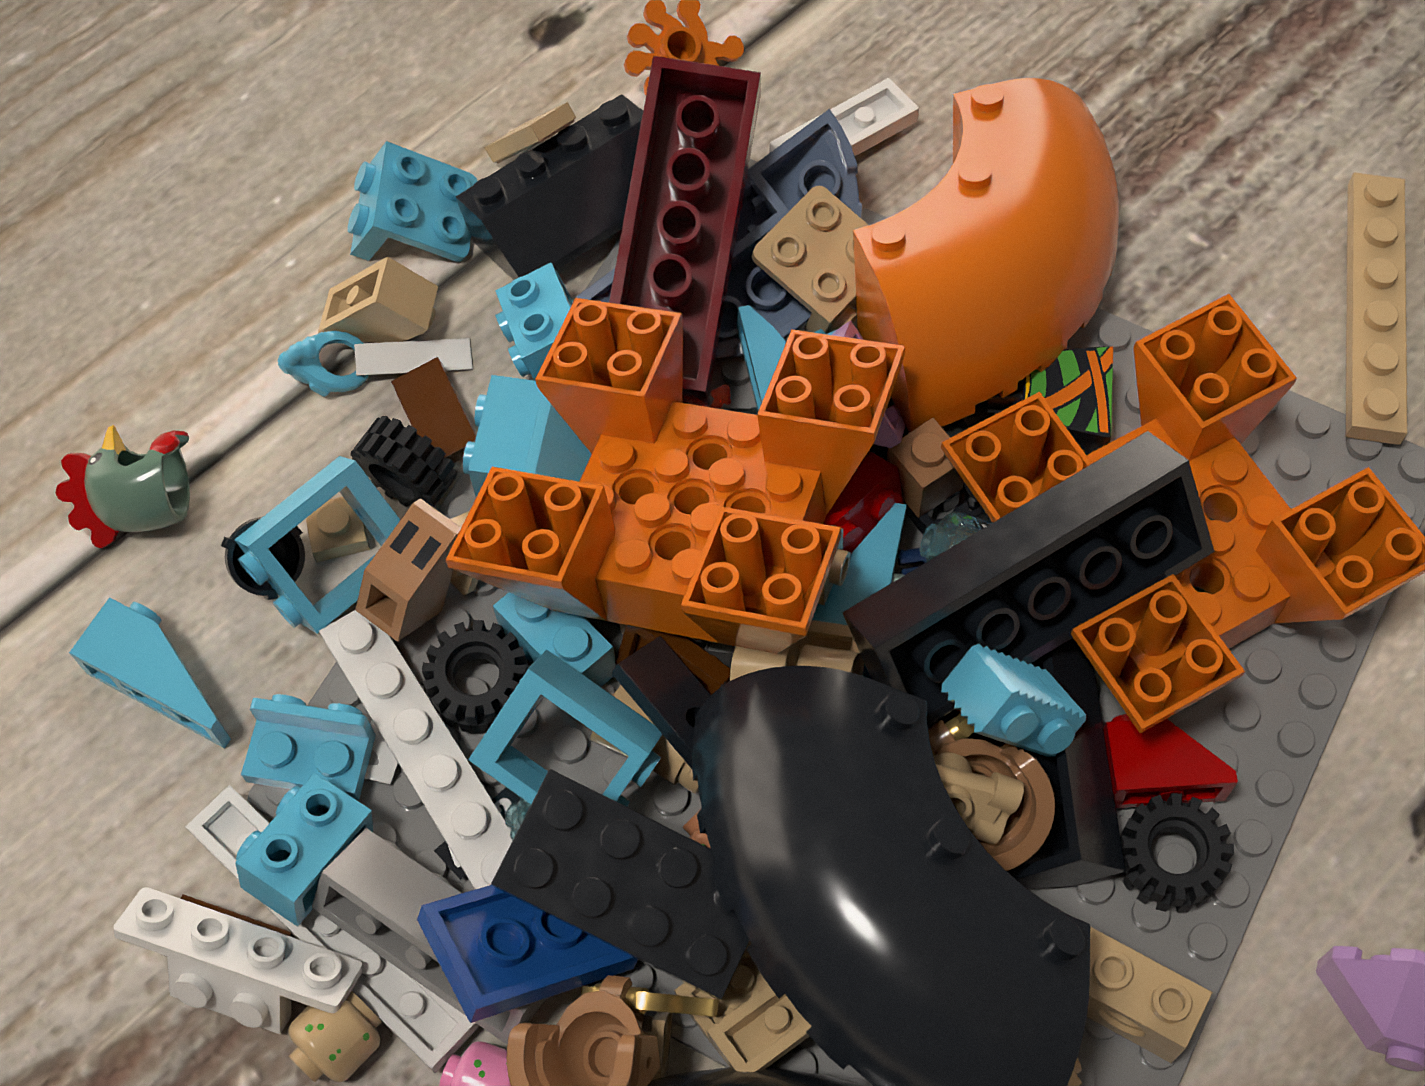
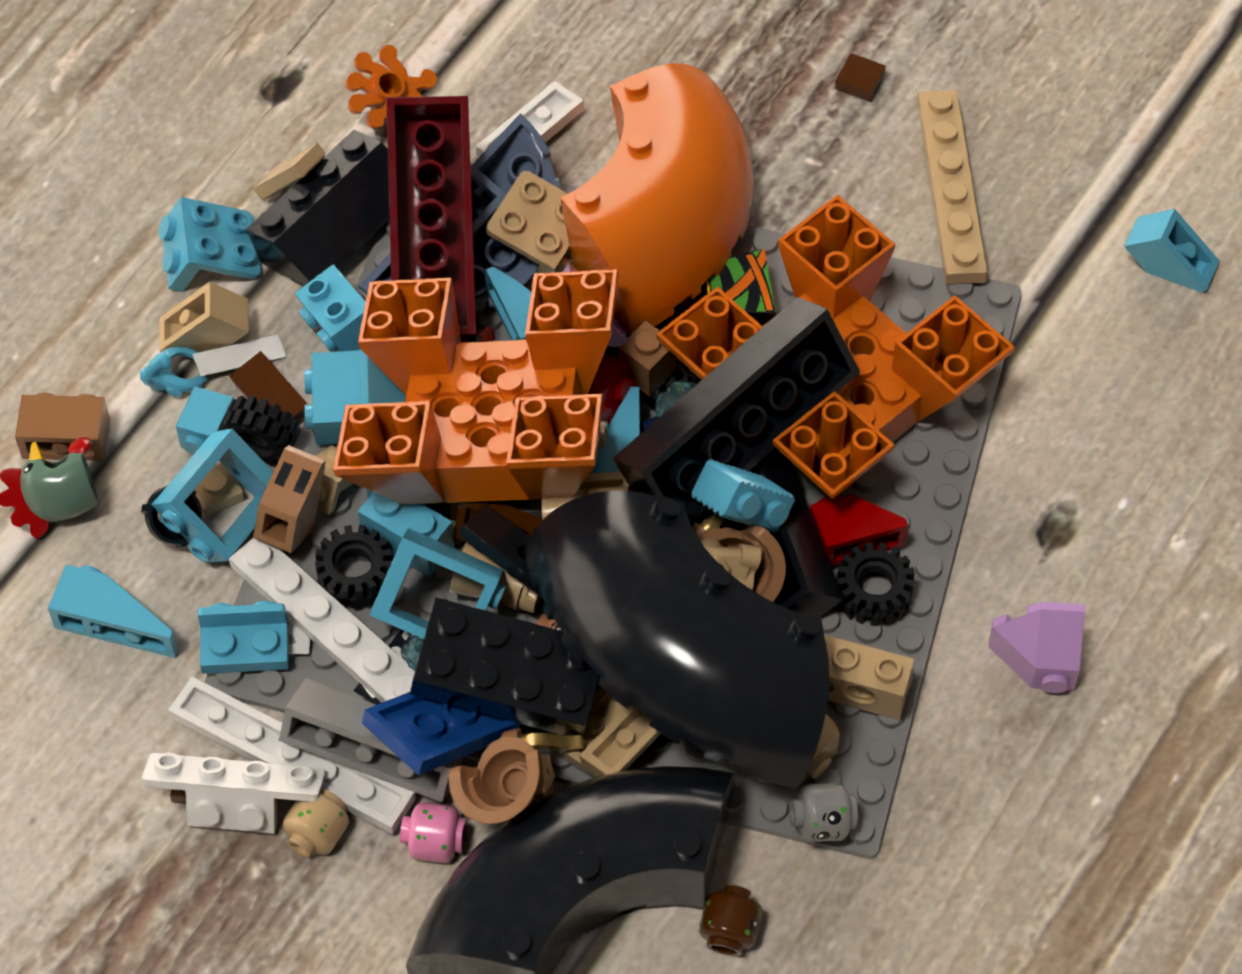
camera: 15 degrees left, 5 degrees down
(156, 400) = (59, 421): none -> medium nougat brick
(304, 837) = (259, 702): medium azure brick -> none
(336, 430) = (201, 417): none -> medium azure brick
(1279, 140) = (860, 77): none -> reddish brown tile

